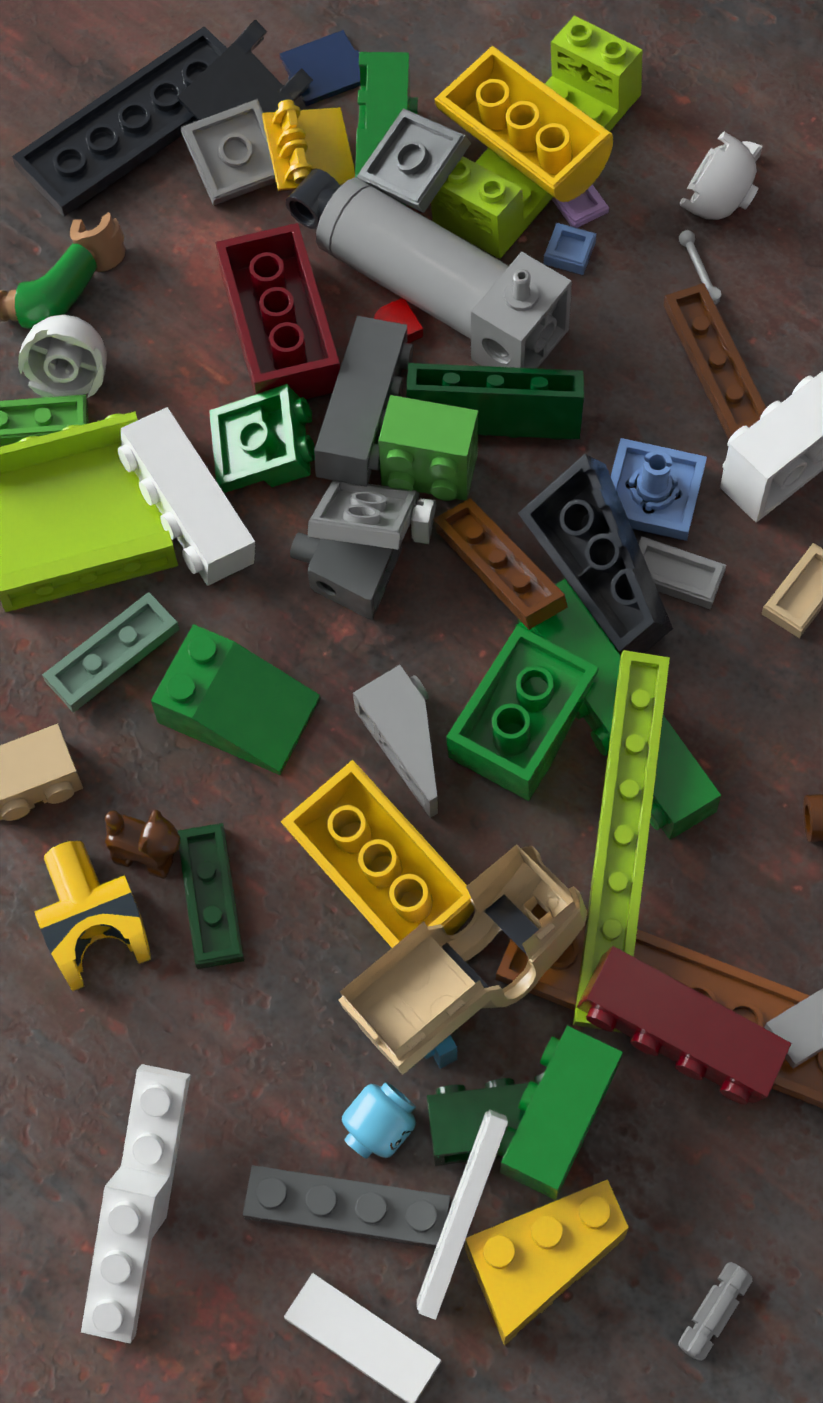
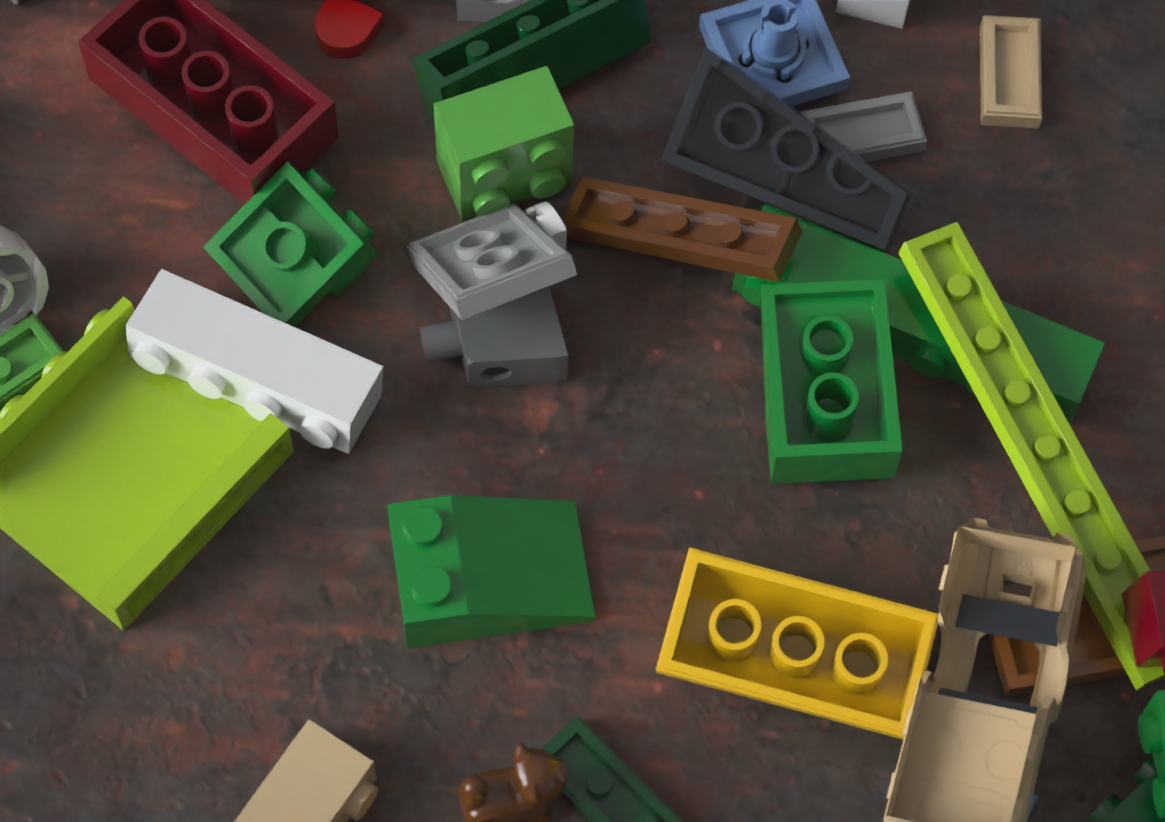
camera: 40 degrees left, 0 degrees up
(111, 652) = (296, 599): sand green plate -> none
(367, 378) = (383, 135): dark grey brick -> none
(397, 719) = (702, 481): light grey slope -> none

